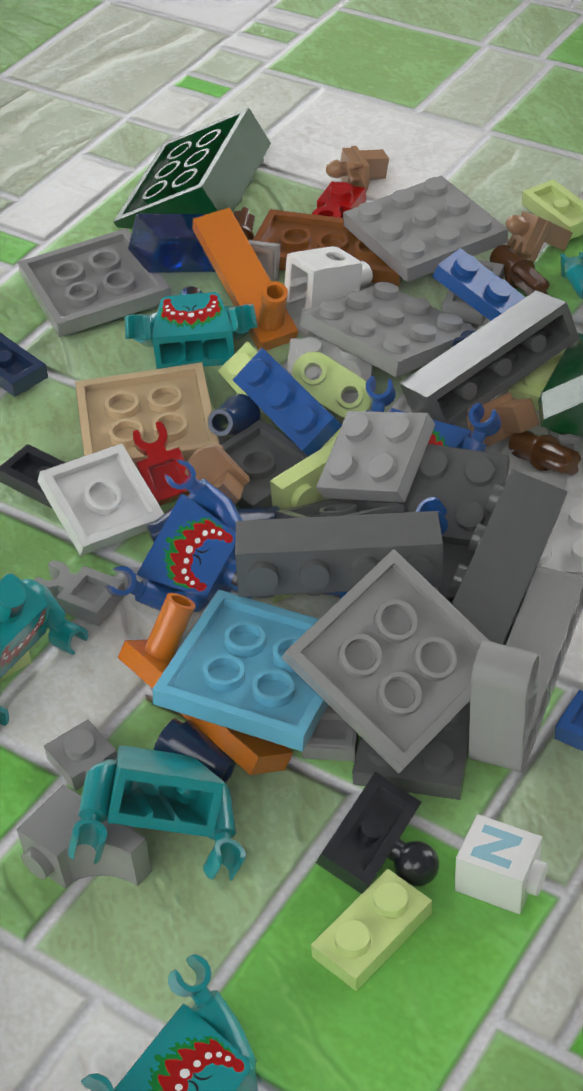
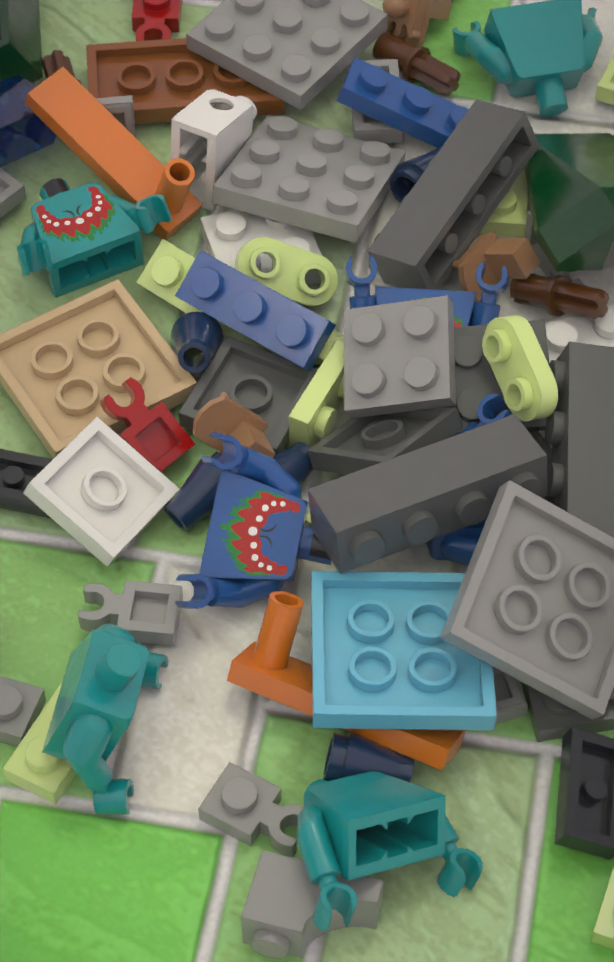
camera: 25 degrees left, 10 degrees up
(464, 481) = (520, 367): none -> yellowish green plate

